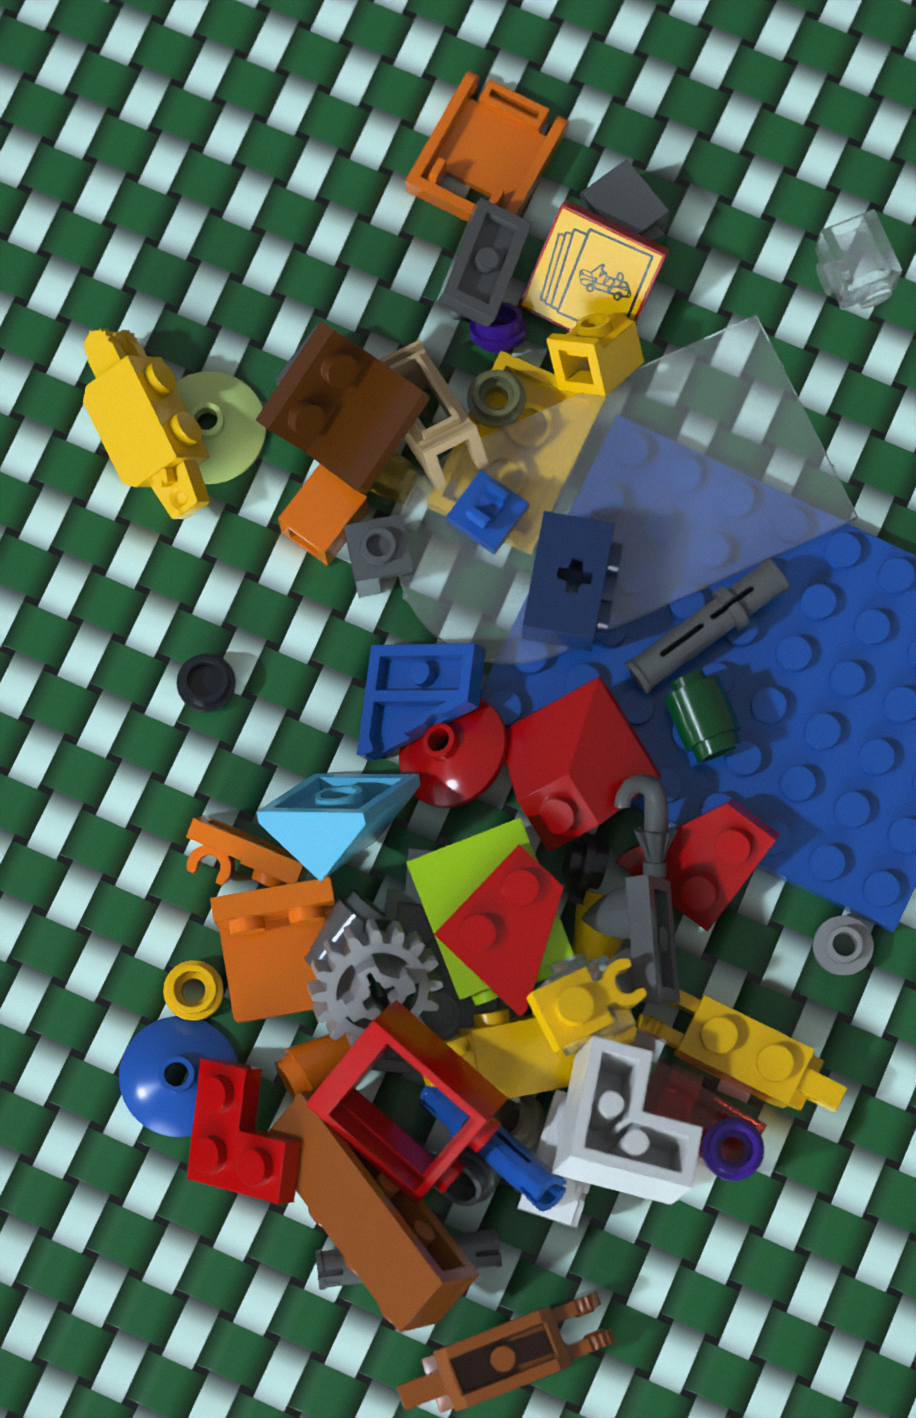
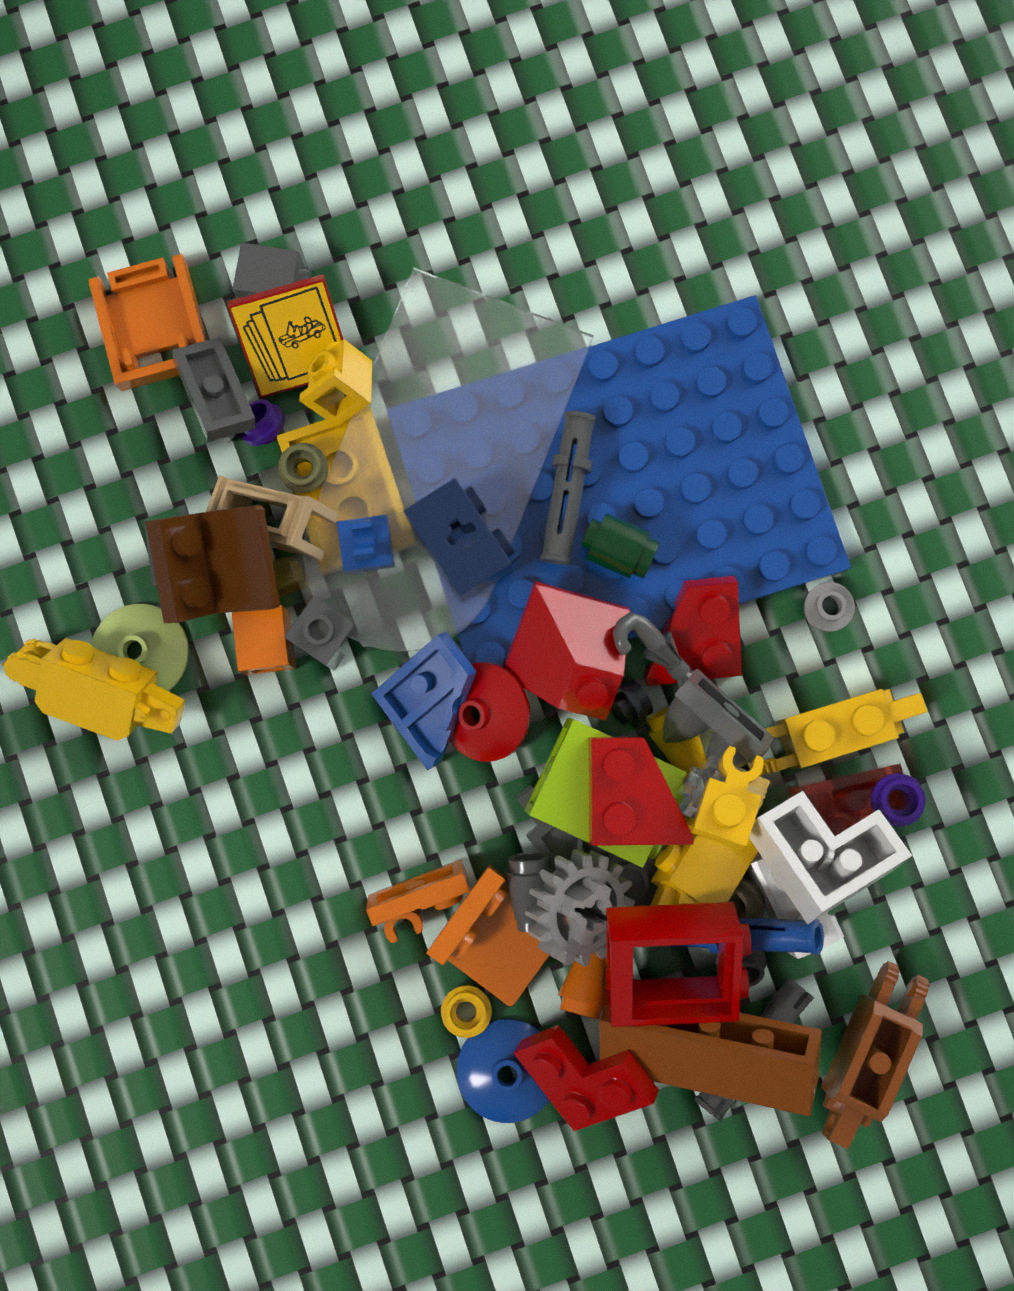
camera: 40 degrees left, 5 degrees up
(206, 683) = (291, 813): black plate -> none
(336, 816) = (451, 825): medium azure slope -> none
(857, 262) = (443, 179): clear brick -> none

